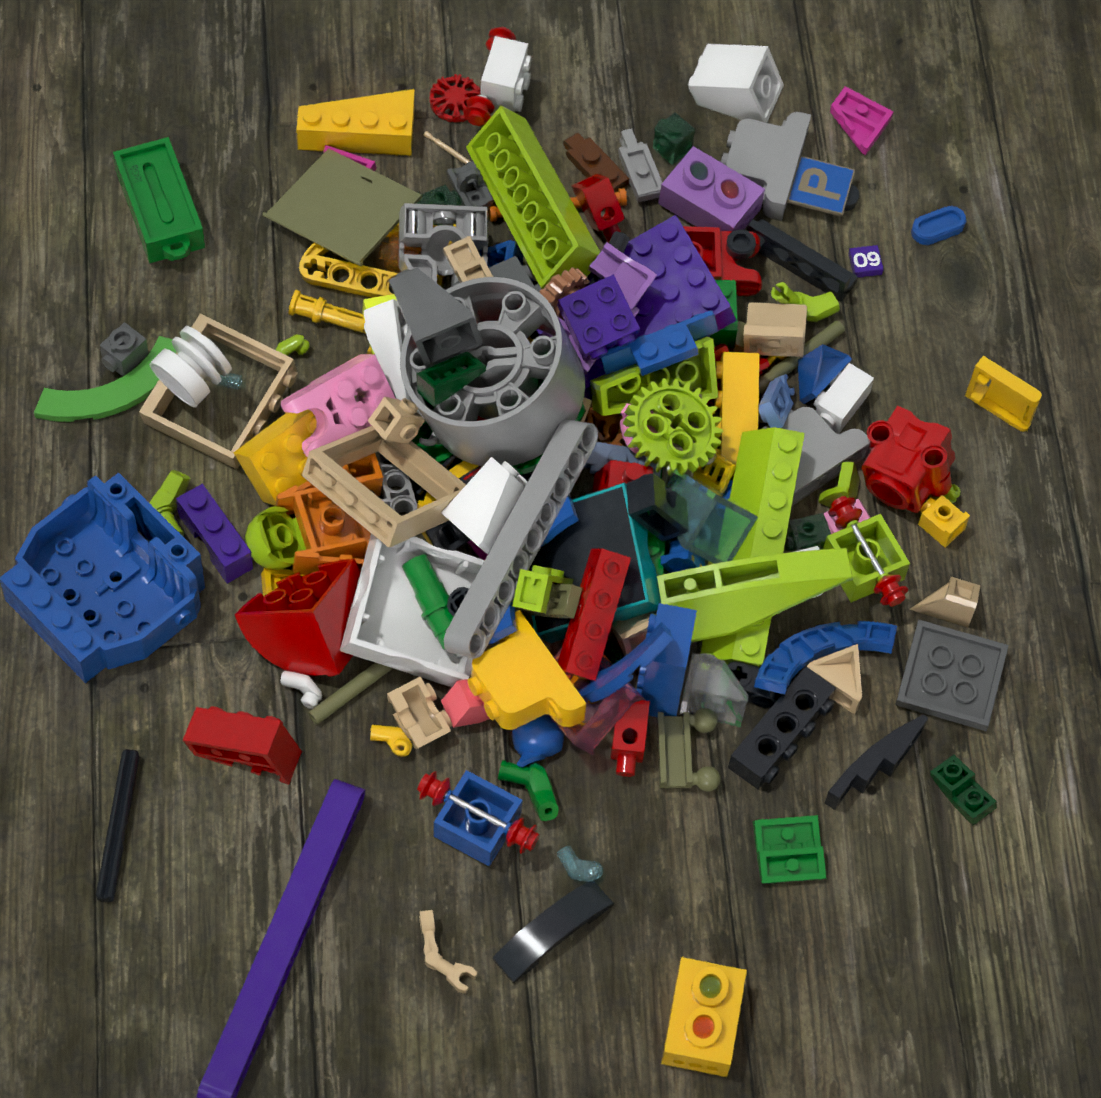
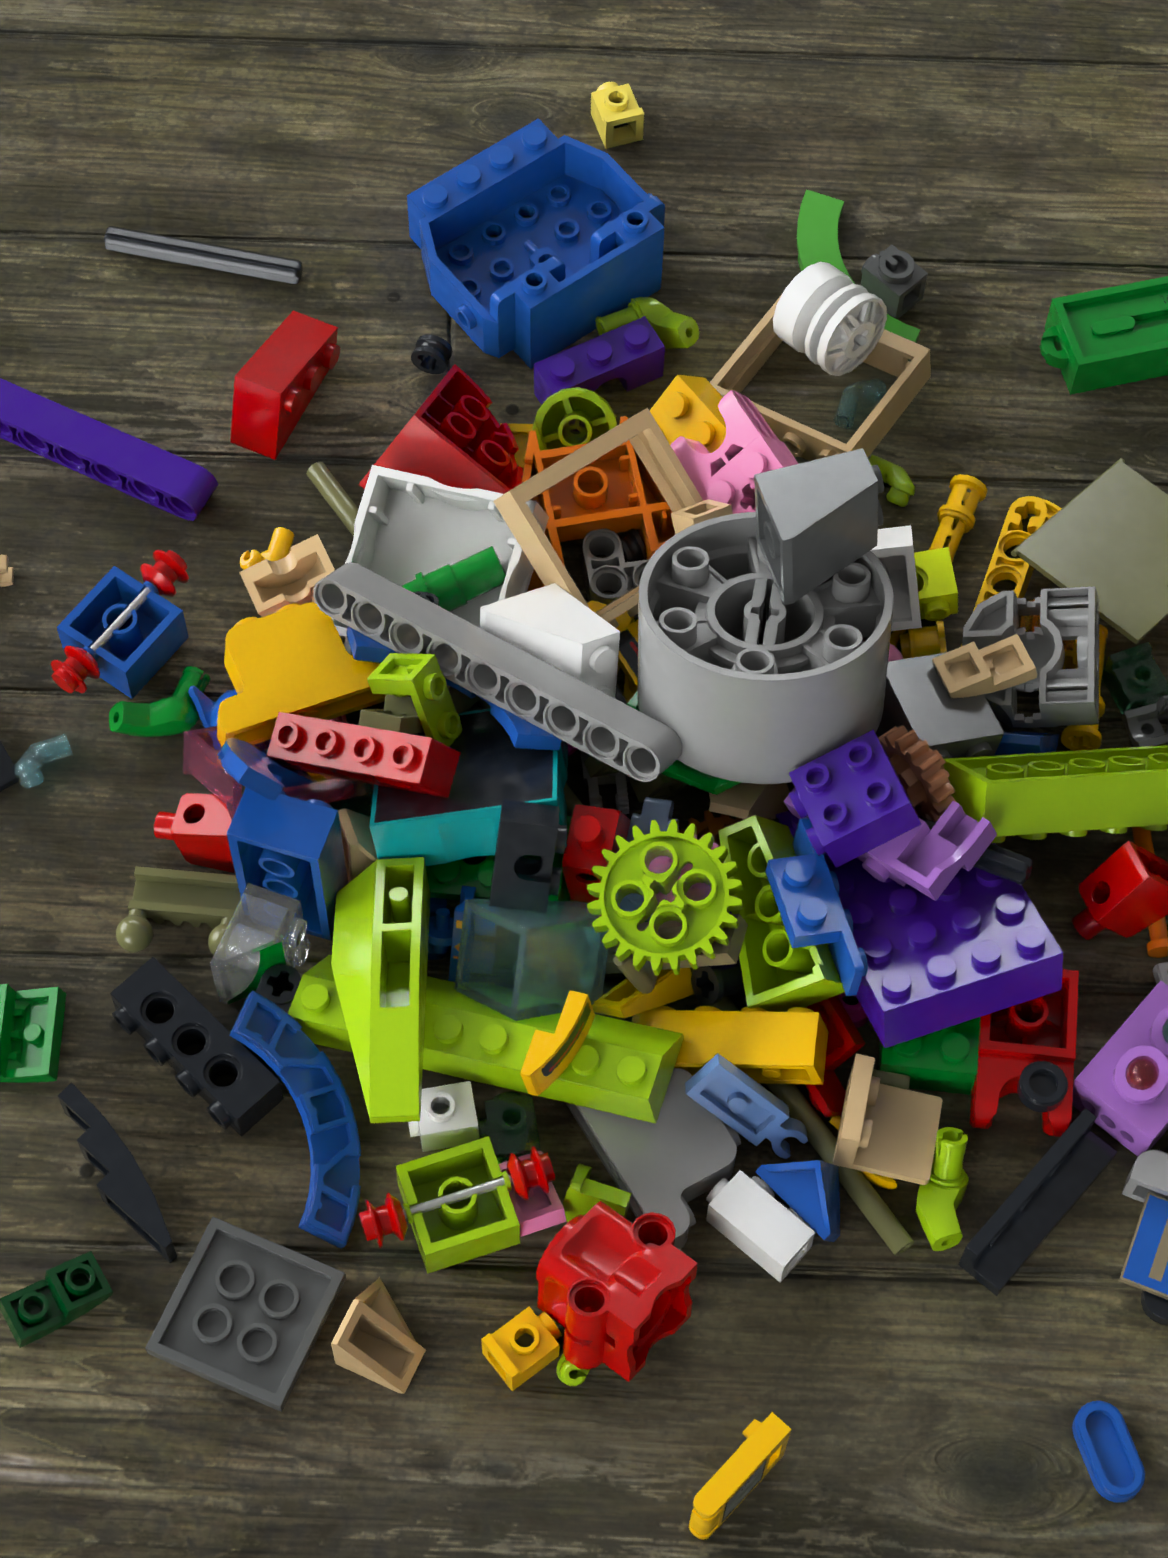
camera: 100 degrees right, 0 degrees up
(205, 648) = (431, 354): none -> black bush
(305, 684) = (361, 461): white arm -> none
(440, 383) = (722, 535): dark green slope -> none
(792, 483) = (552, 1053): none -> yellow slope
(843, 672) = (258, 1138): tan slope -> none
(865, 261) = (1033, 1312): dark purple tile -> none

